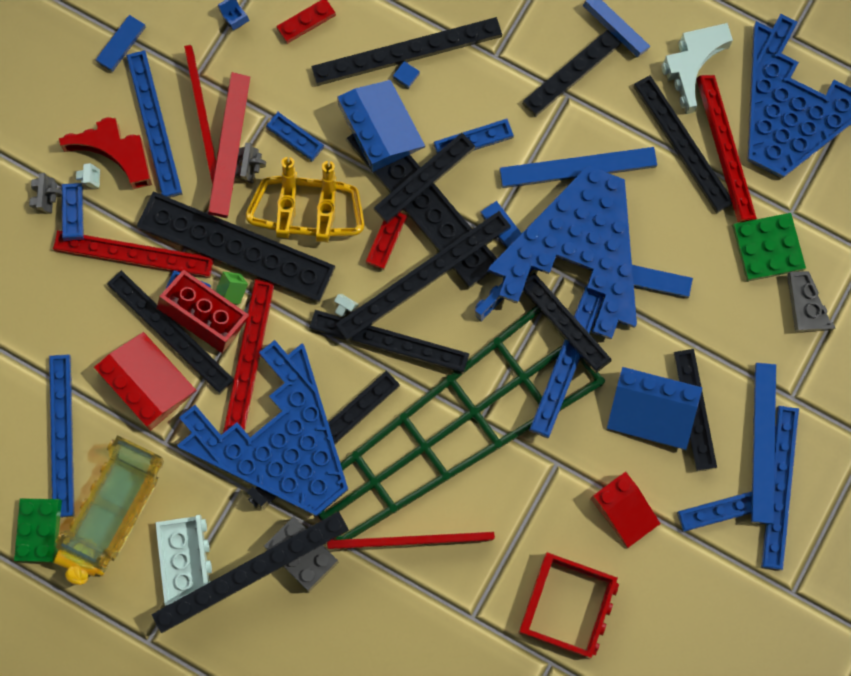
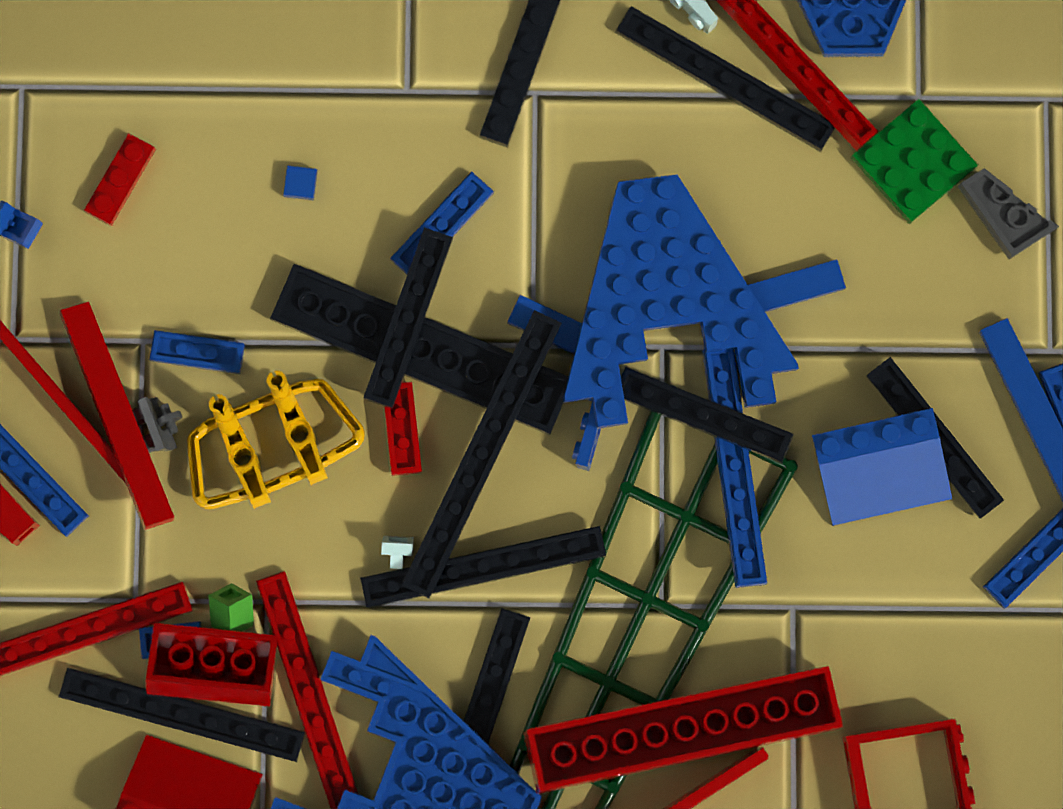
camera: 30 degrees left, 5 degrees up
(236, 247) = (204, 550): black plate -> none
(380, 123) = (306, 274): blue slope -> none
(406, 51) = (282, 149): black plate -> none
(452, 494) = (682, 729): none -> red brick
(572, 167) = (600, 189): blue tile -> none
(626, 509) = (915, 621): red slope -> none

